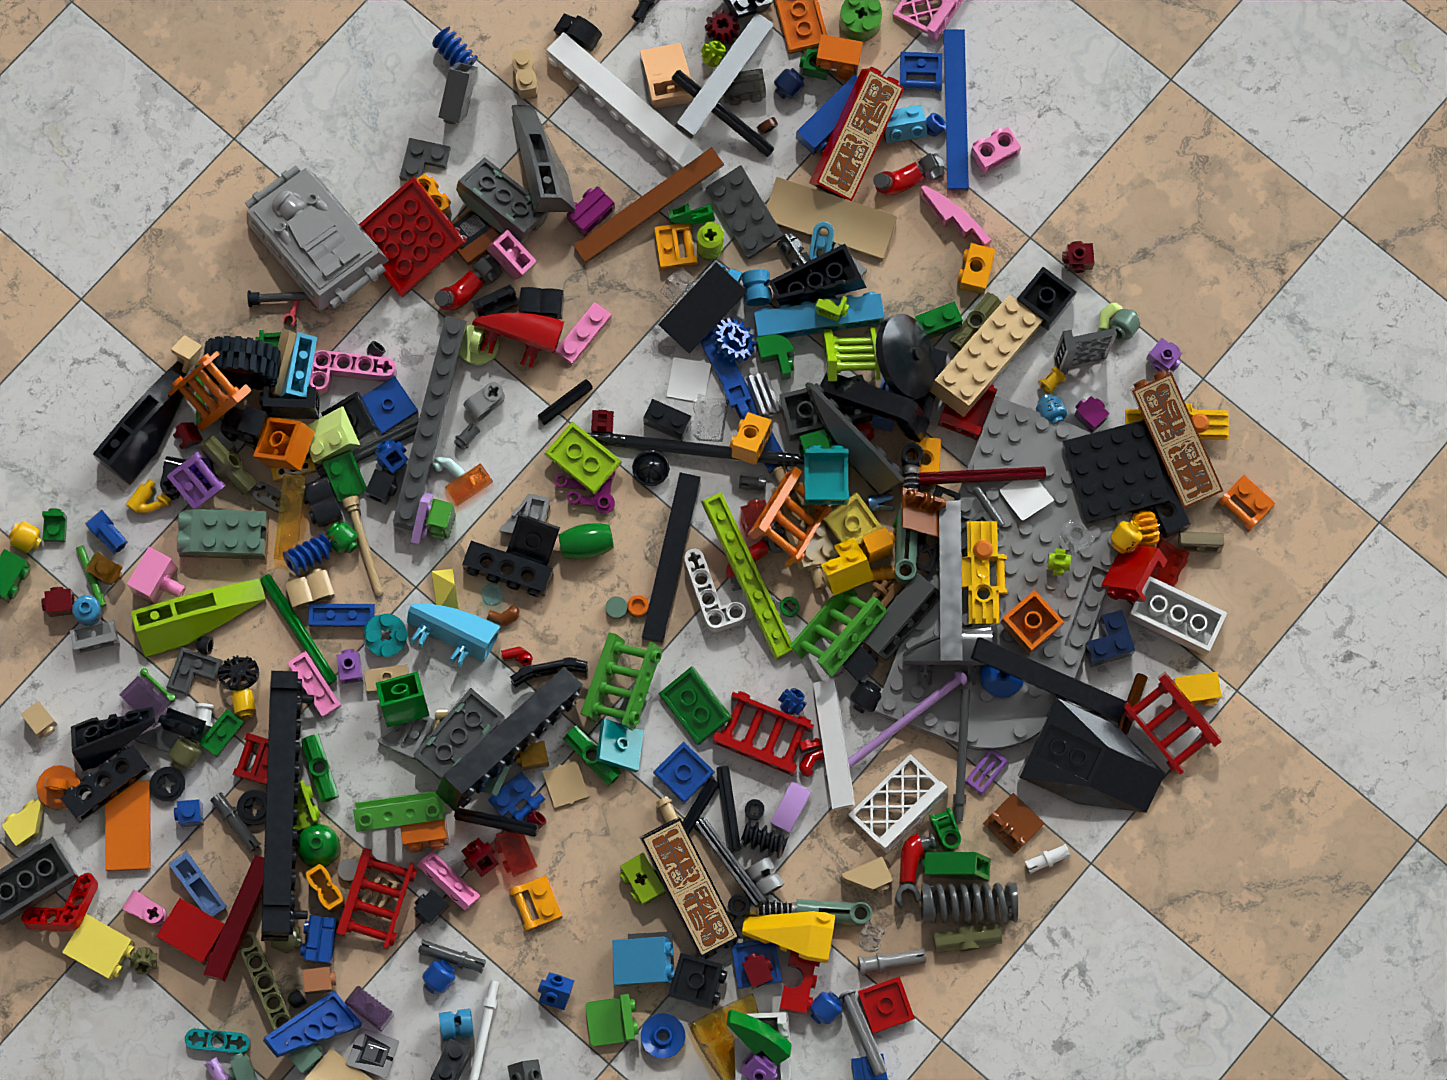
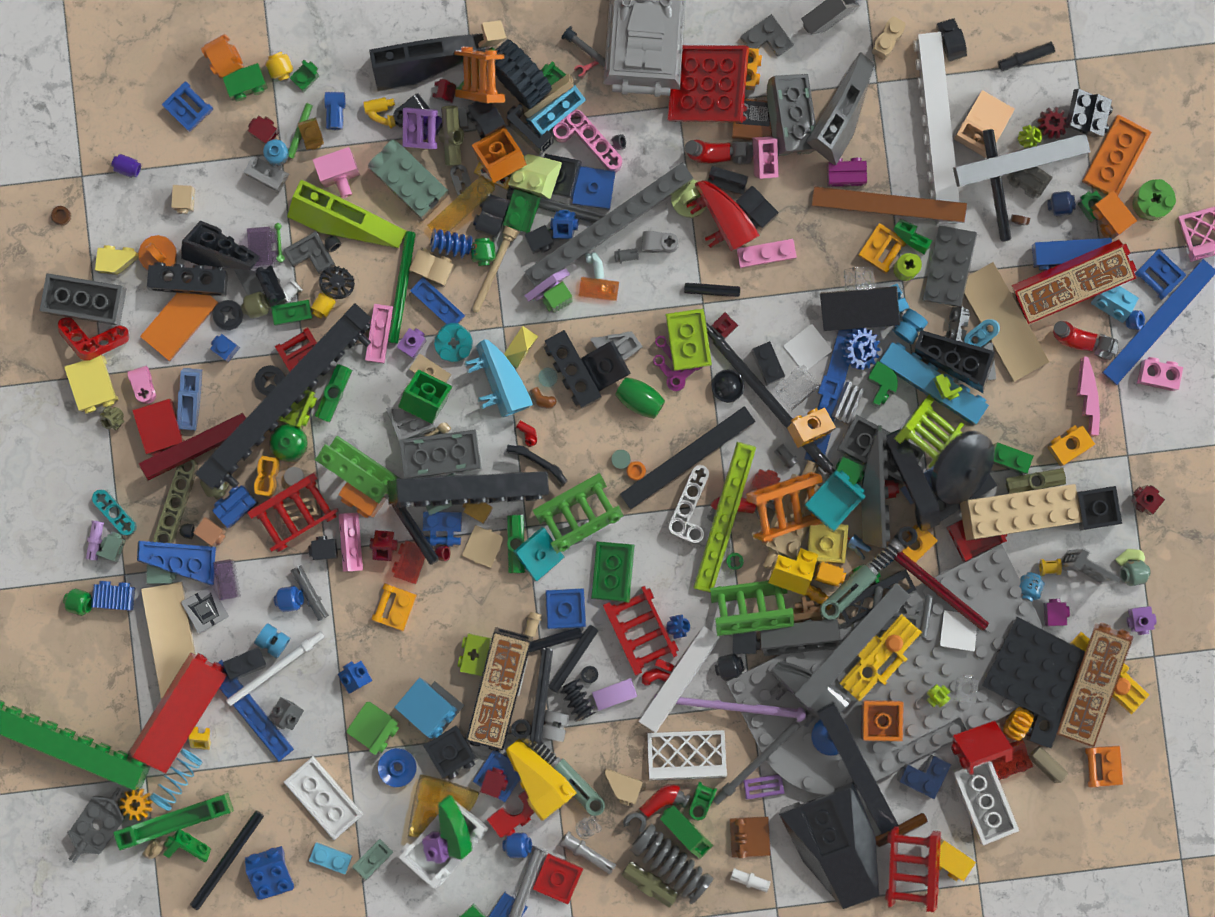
camera: 45 degrees right, 10 degrees up
(229, 814) = (249, 379): dark grey pin -> none
(921, 511) = (876, 581): dark orange hinge -> none
(1126, 537) = (998, 720): yellow head -> none

